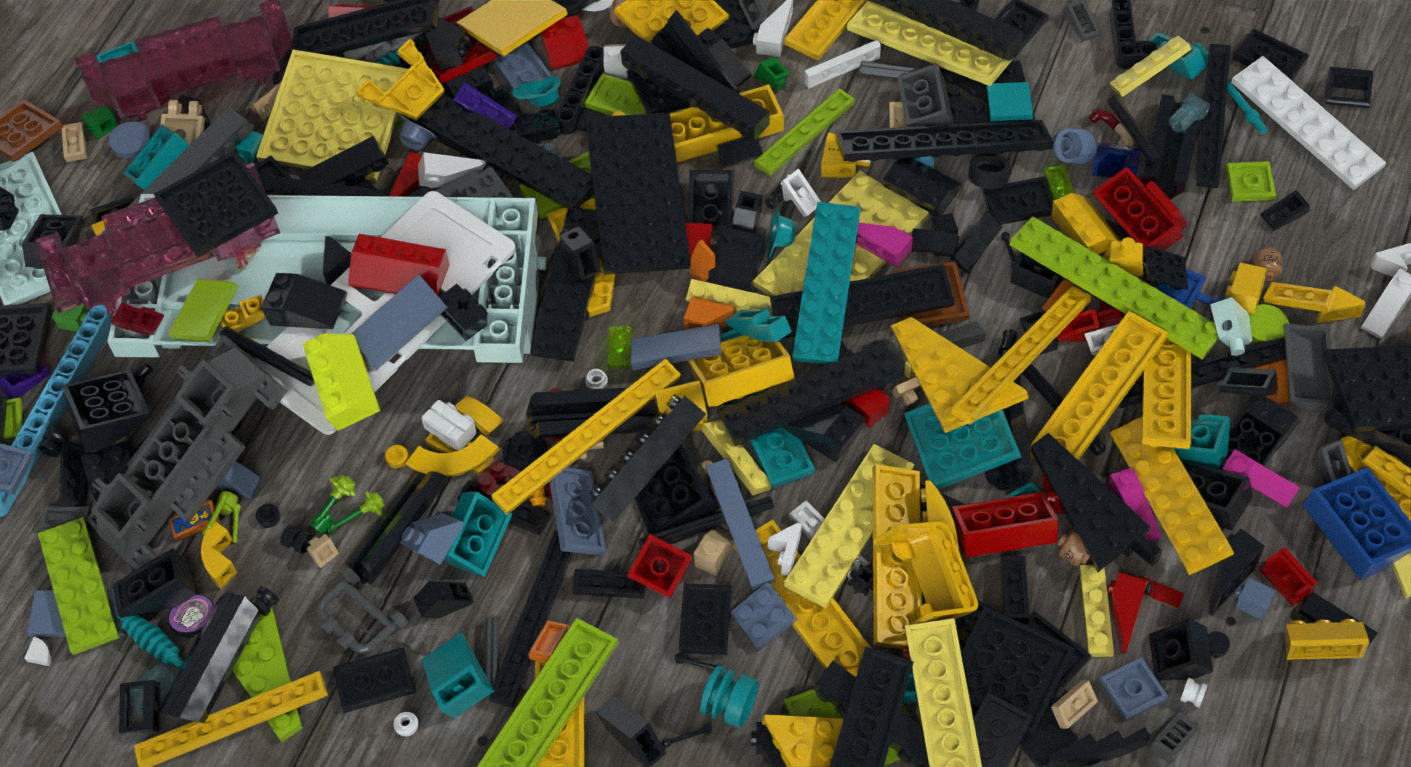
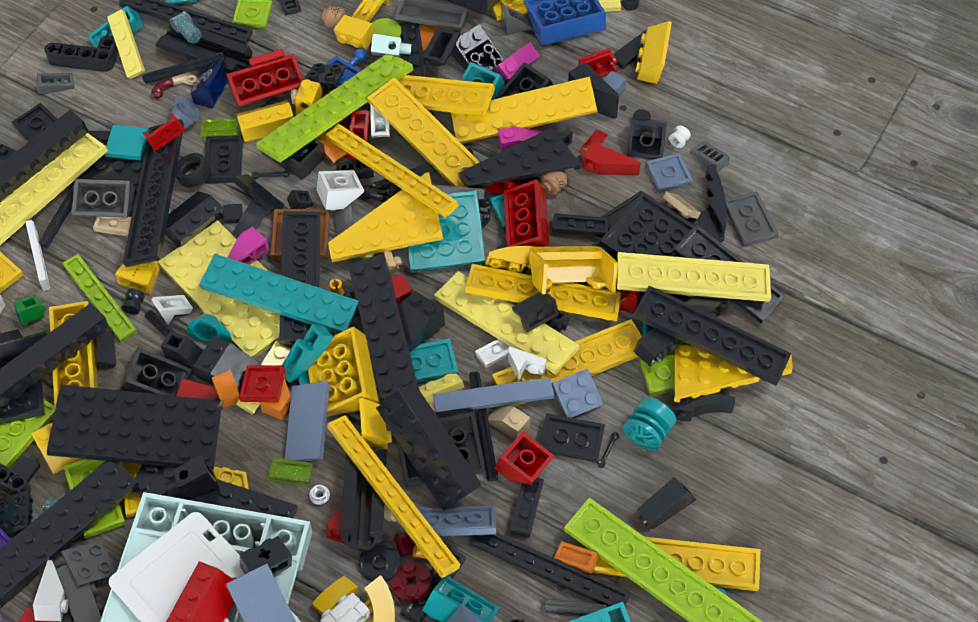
camera: 85 degrees left, 0 degrees up
(706, 730) = (667, 452): black hinge -> none
(713, 294) = (262, 383): none -> red tile
(802, 160) = (133, 300): none -> black wheel
(856, 544) = (536, 310): none -> black panel
(857, 341) = (337, 287): none -> light orange pin
(980, 287) = (299, 199): none -> black slope
(996, 314) = (338, 188): none -> white slope
(1024, 129) = (165, 133): none -> red hinge
(1096, 611) = (603, 181): light yellow plate -> none

